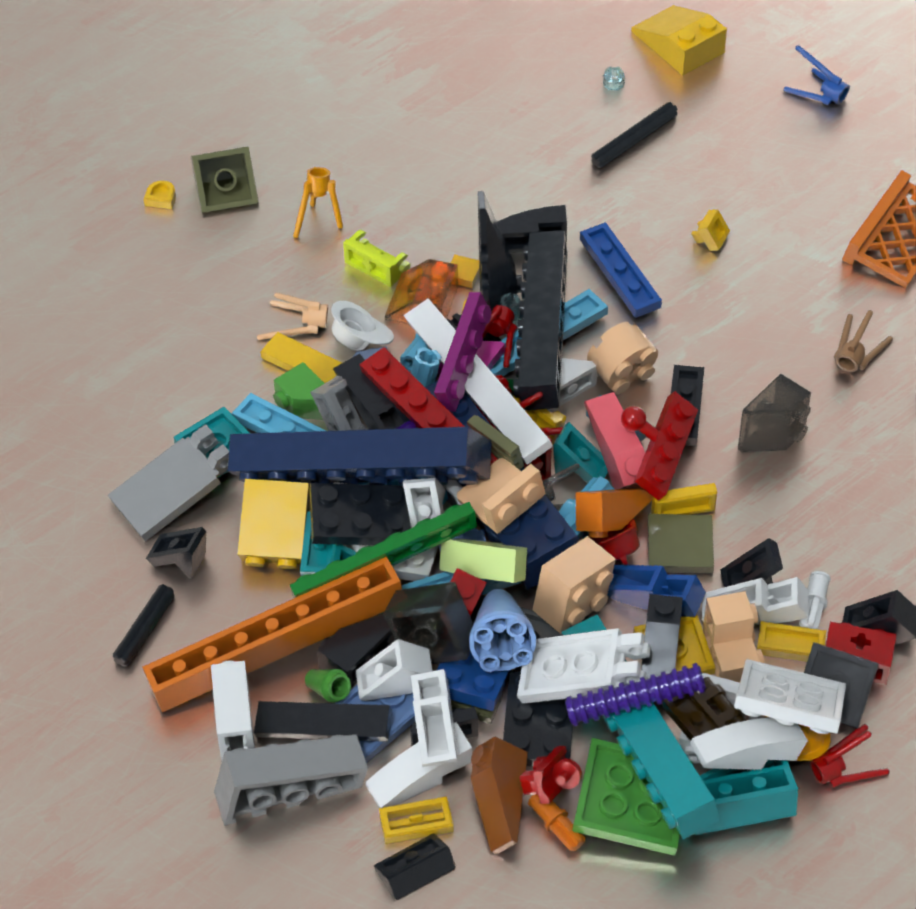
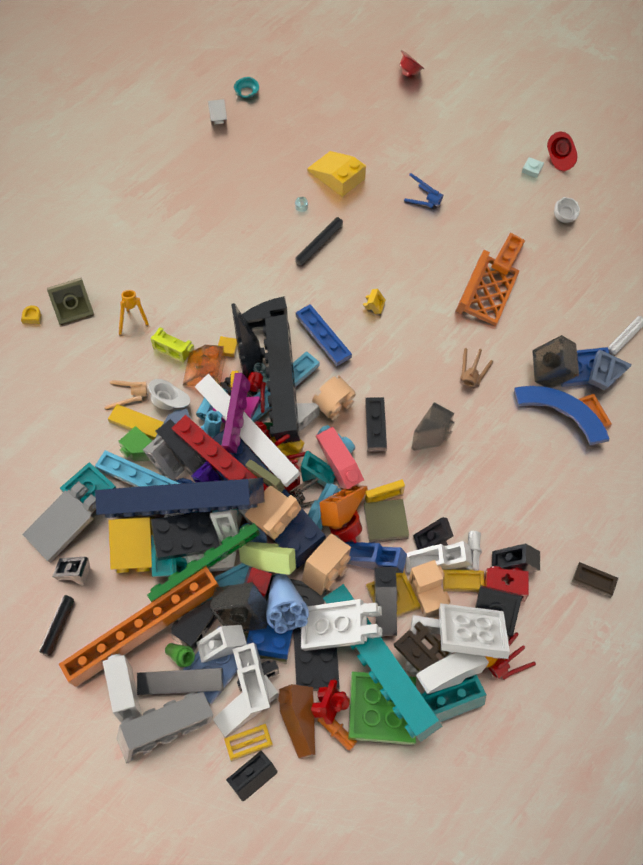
camera: 10 degrees left, 10 degrees up
(635, 694) = (377, 646): dark purple piece -> none
(665, 443) = (369, 457): red plate -> none

